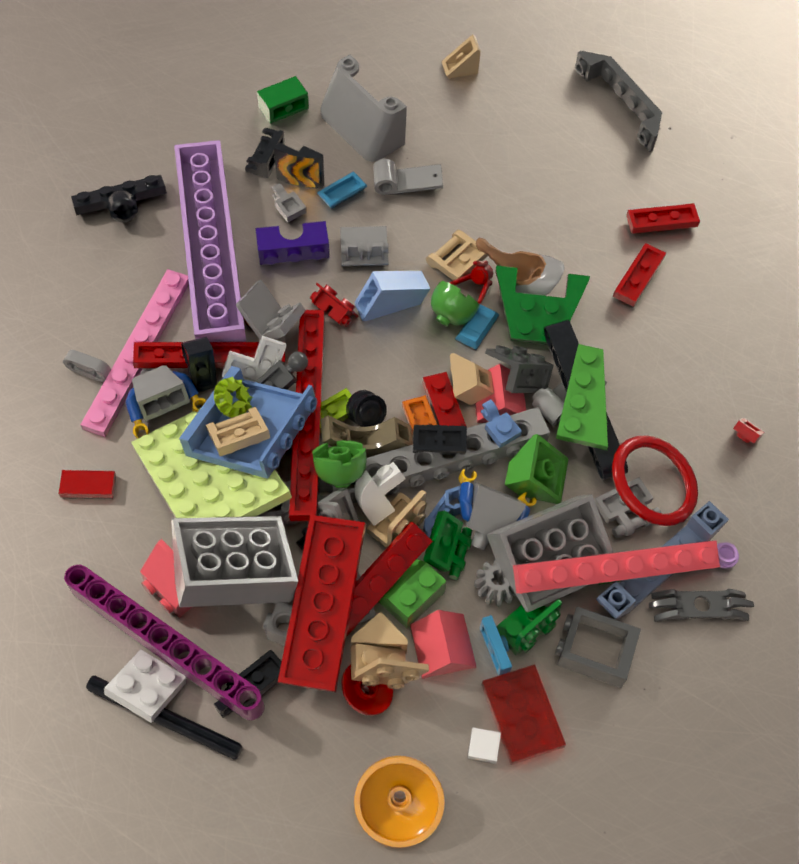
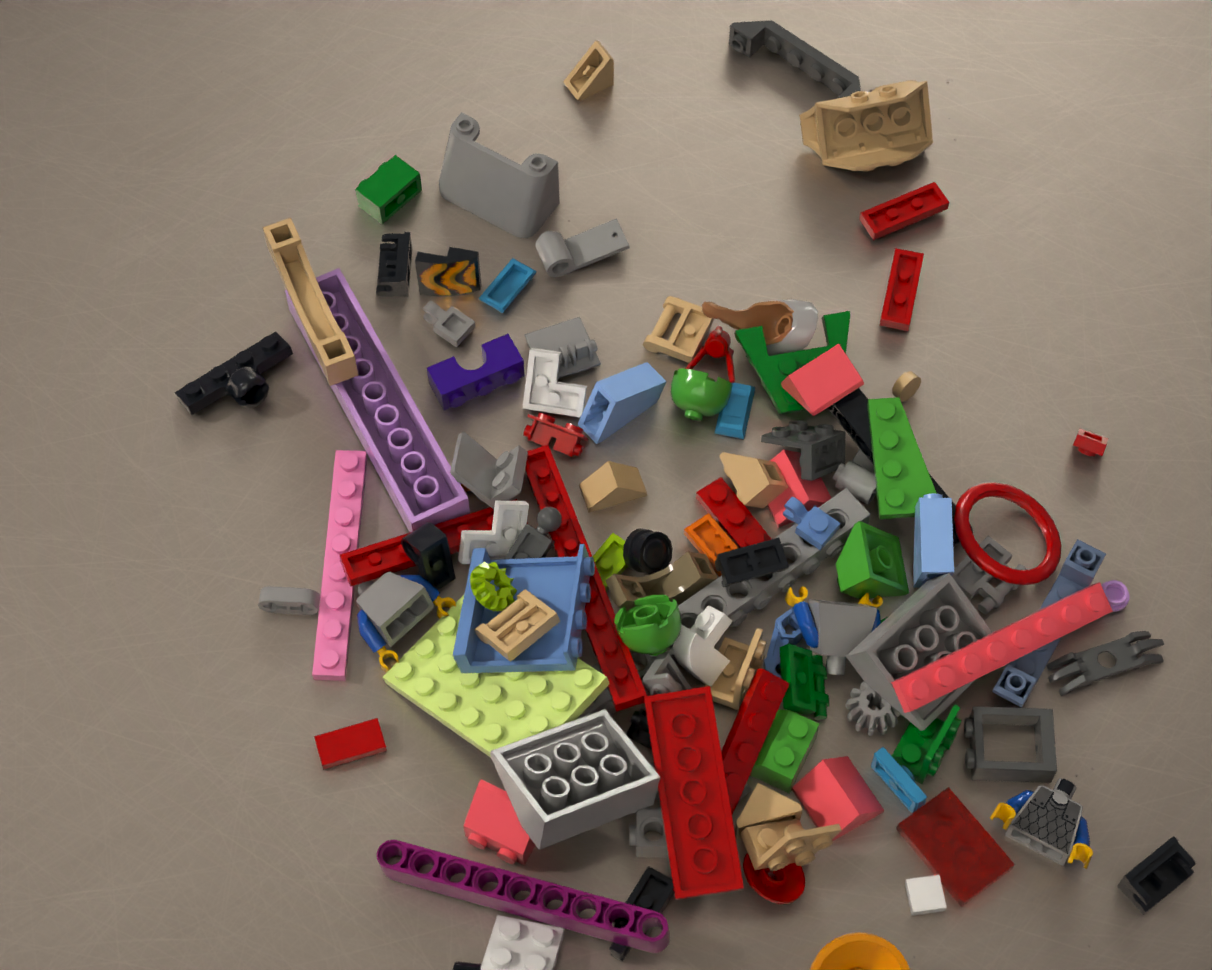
camera: 15 degrees left, 0 degrees up
(186, 165) = (308, 300): none -> tan arch
(337, 269) = (545, 392): none -> white plate
(361, 354) = (611, 486): none -> tan slope
(548, 319) = (823, 381): none -> coral slope
(591, 463) = (932, 538): none -> light blue slope
(604, 719) = (1048, 822): none -> torso
(616, 346) = (906, 386): none -> tan tile
(658, 149) = (870, 127): none -> tan slope
(682, 793) = (1157, 875): none -> black hinge

